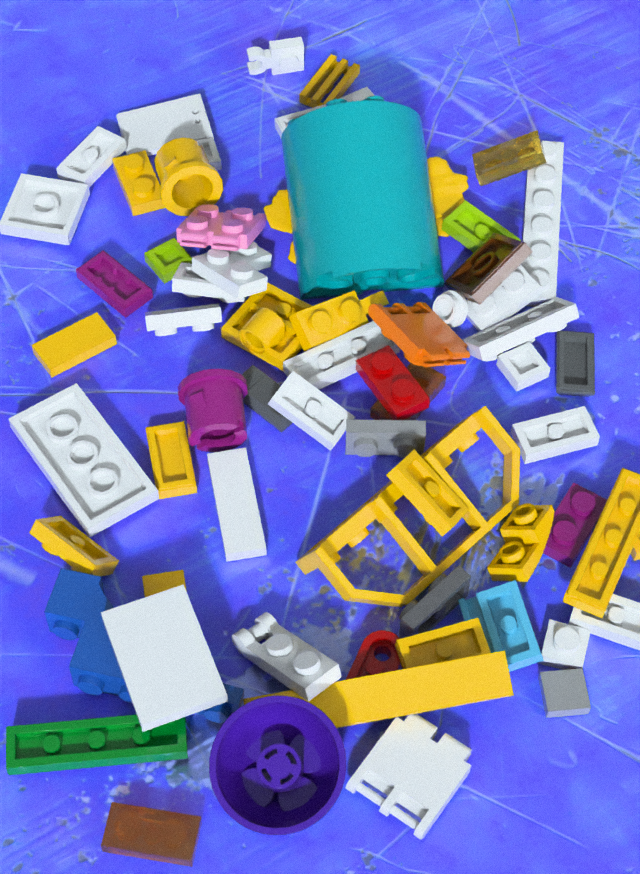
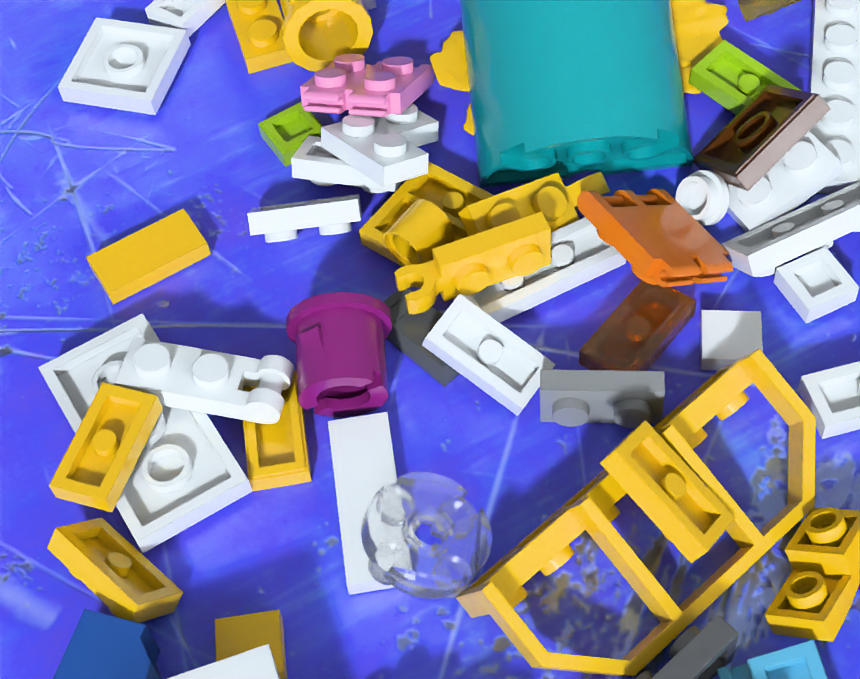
camera: 10 degrees right, 0 degrees up
(64, 468) = (106, 447): none -> yellow plate
(114, 283) = (212, 167): magenta plate -> none
(125, 427) = (207, 380): none -> white plate
(266, 539) = (407, 562): none -> clear plate
(303, 350) = (477, 262): none -> yellow plate
(392, 383) = (613, 313): red plate -> none
(466, 399) = (728, 336): none -> white tile

